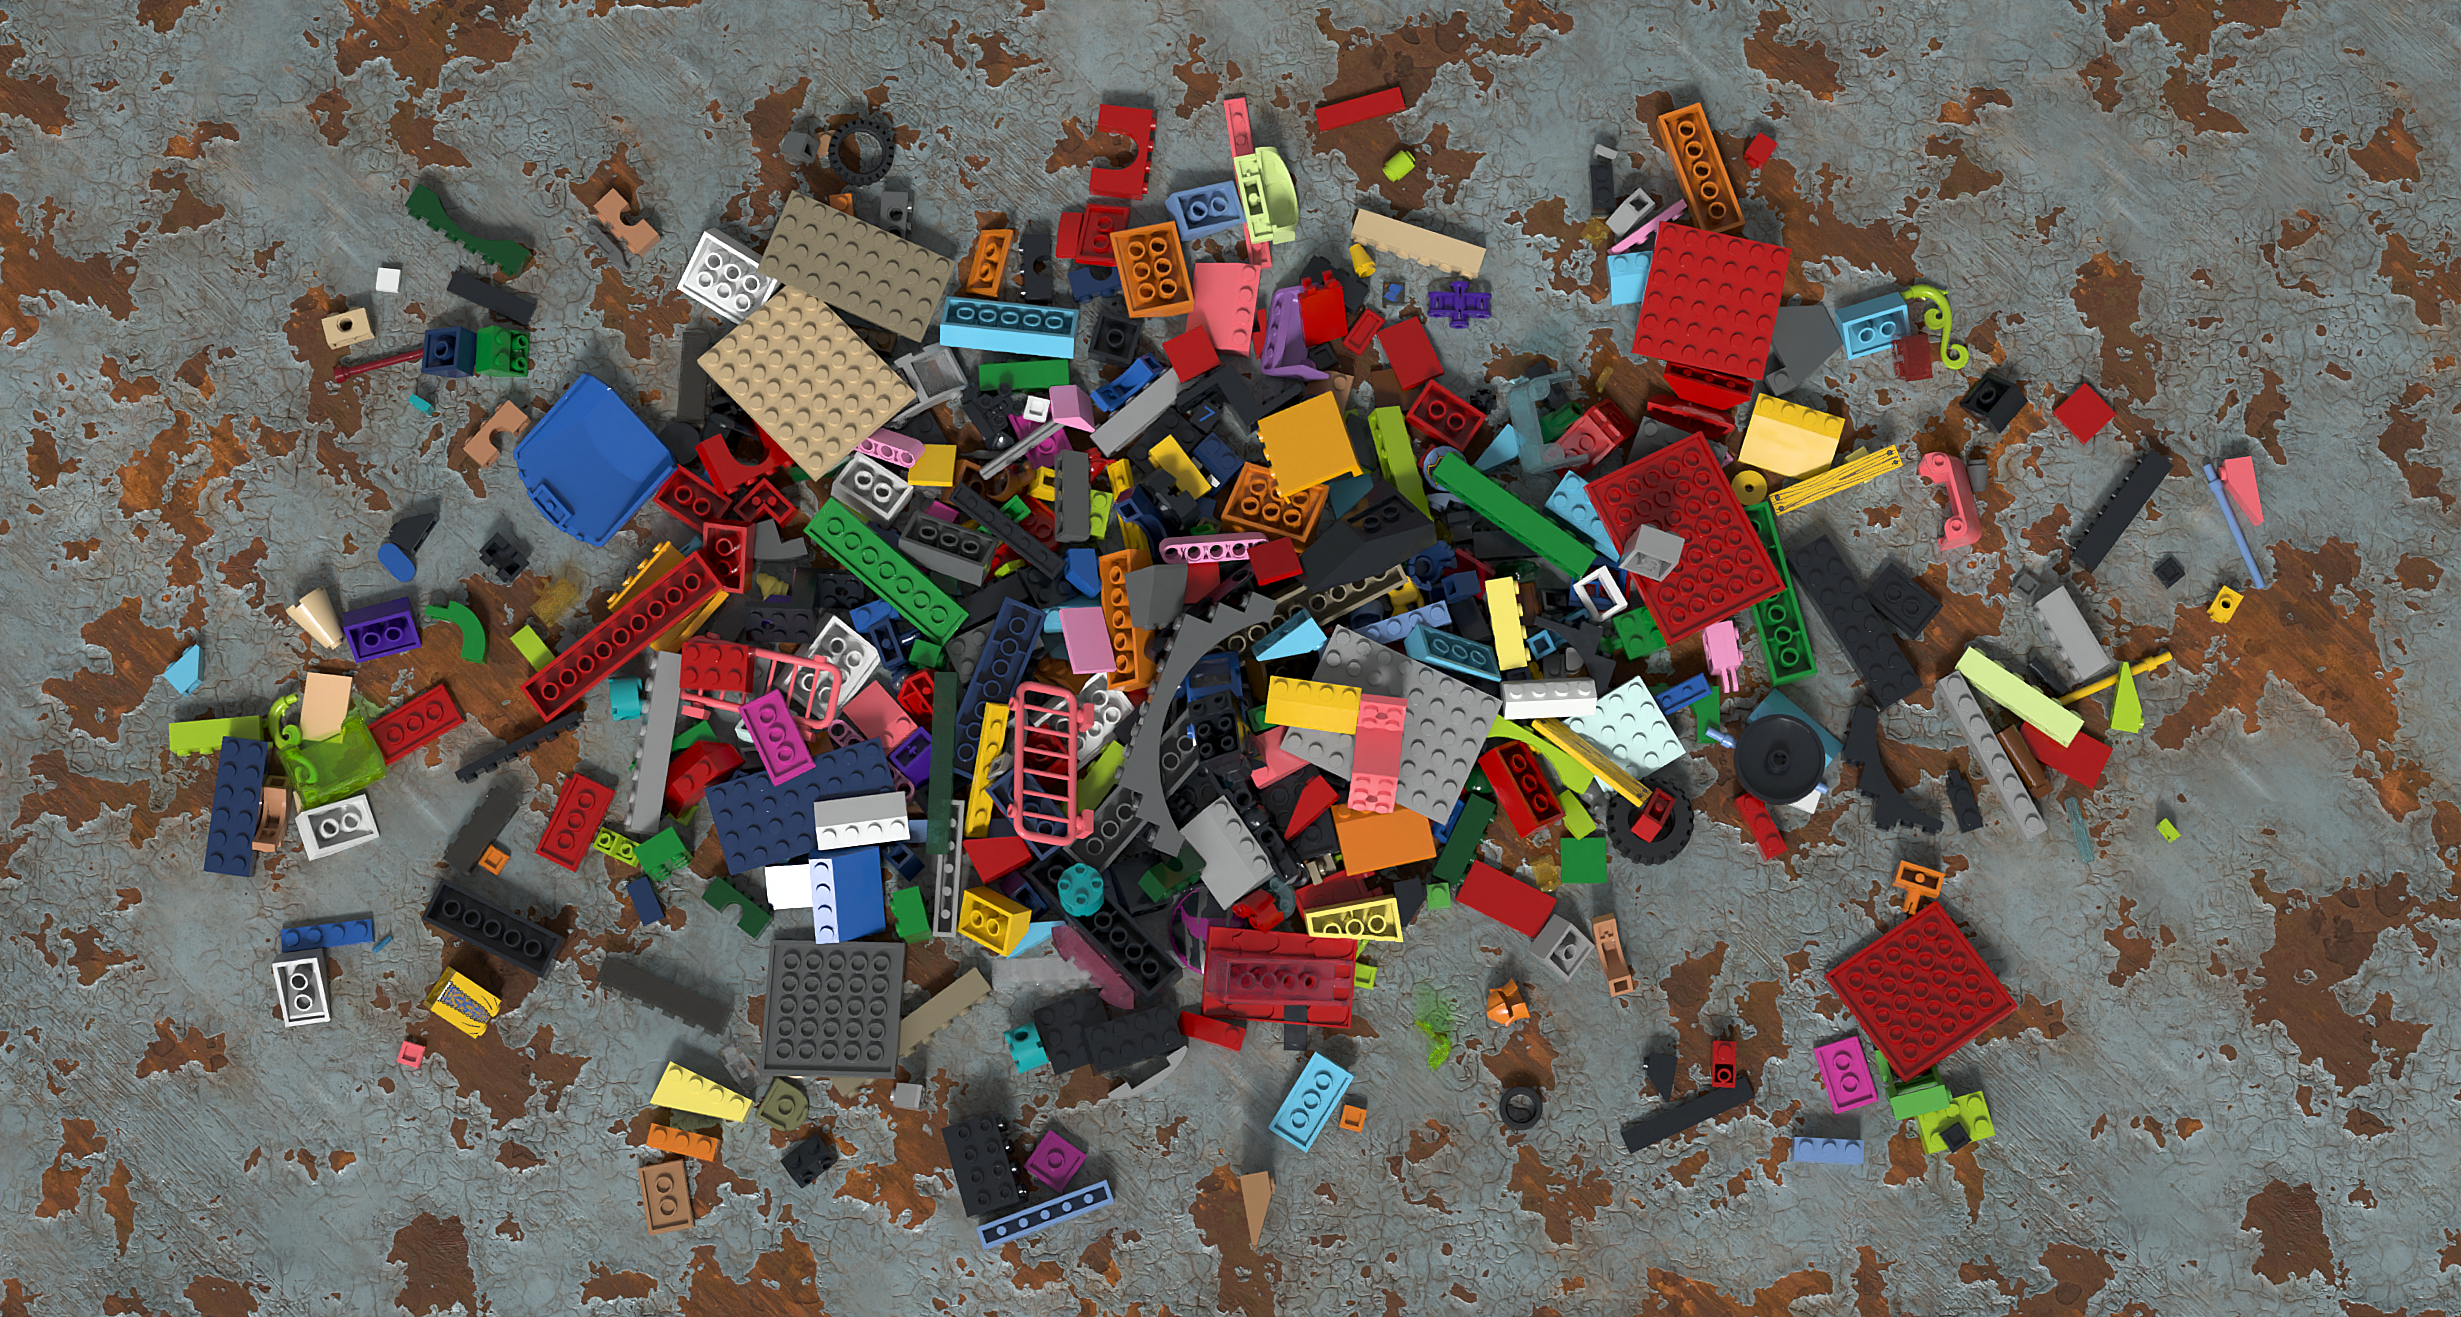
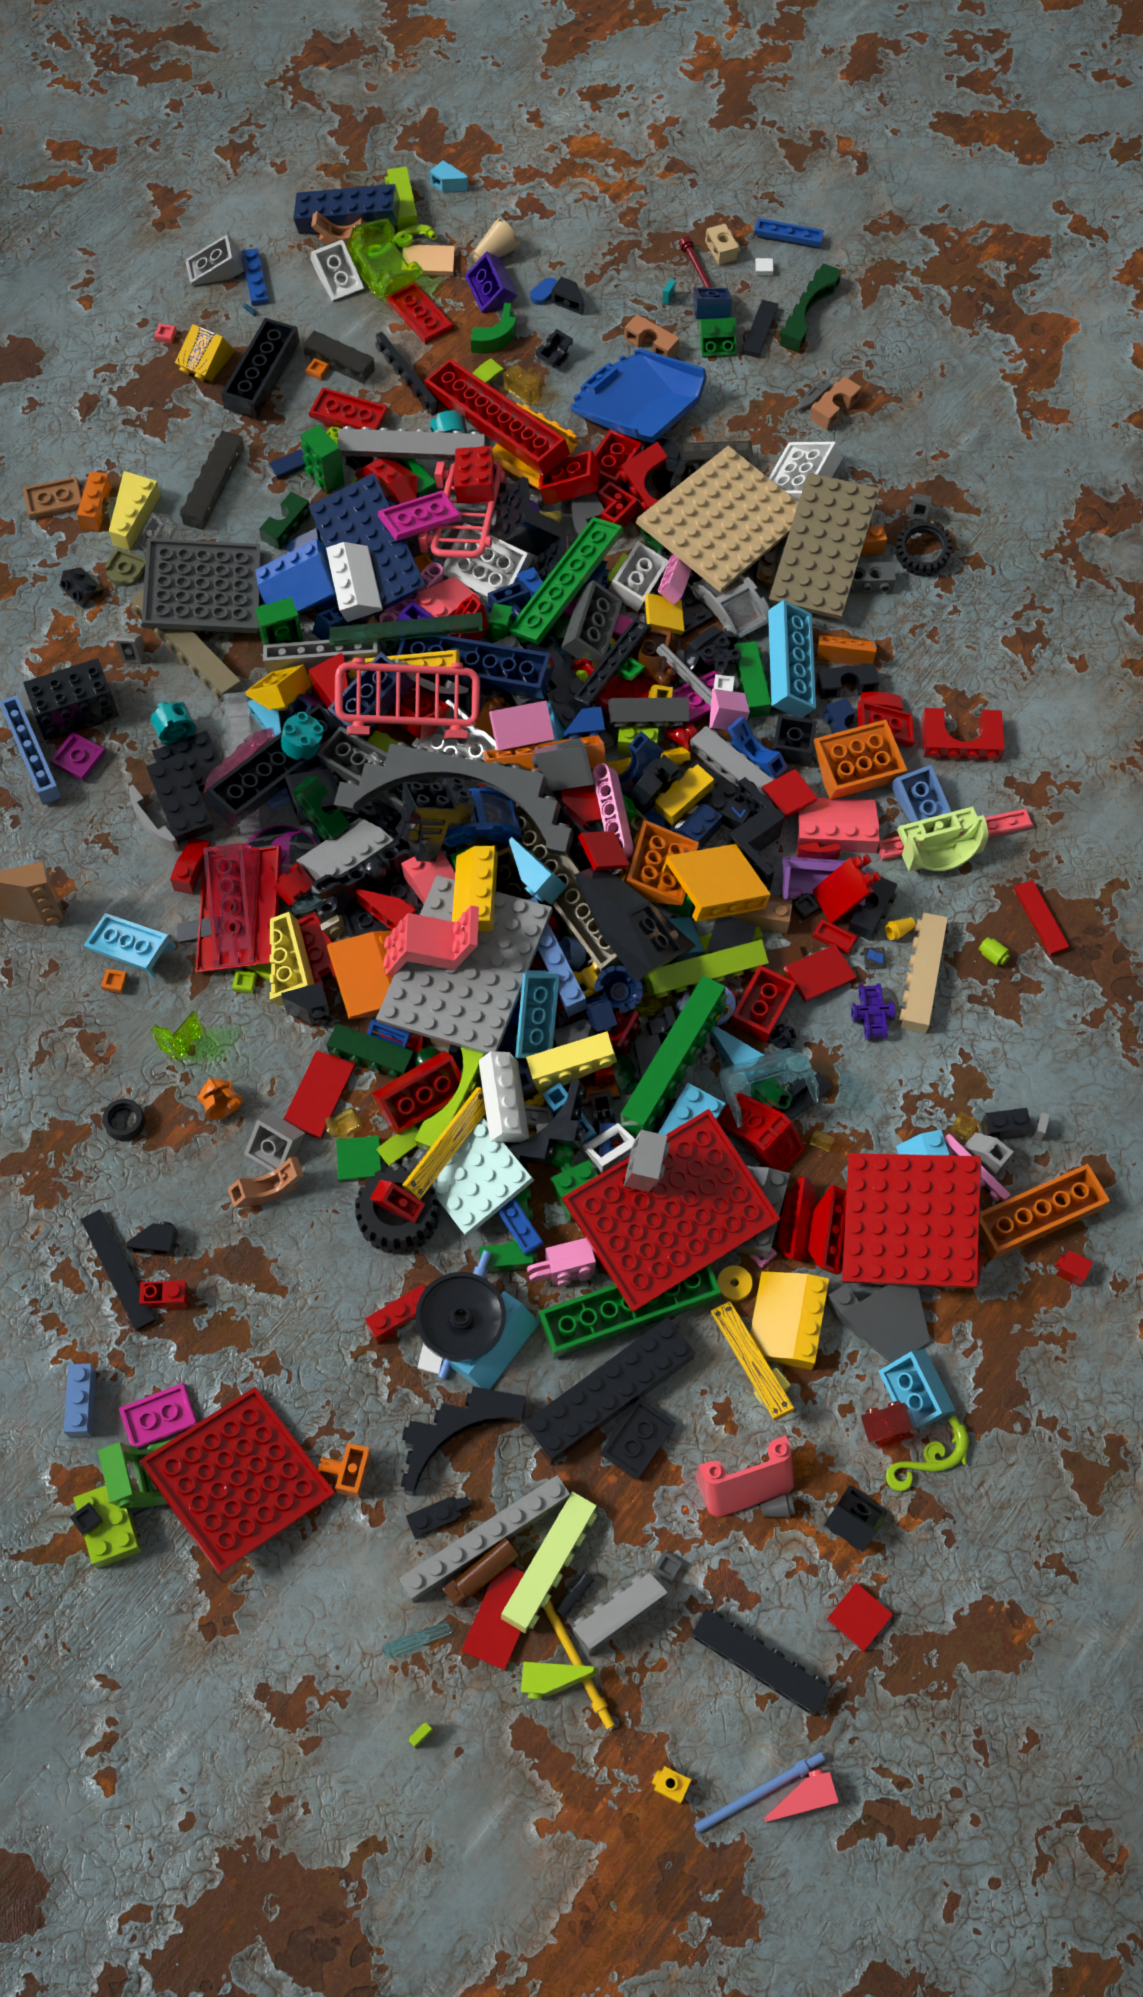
camera: 80 degrees right, 15 degrees down
(336, 241) = (788, 232): none -> blue plate
(1438, 896) = (316, 1033): bright green brick -> none
(2169, 573) = (700, 1721): black tile -> none

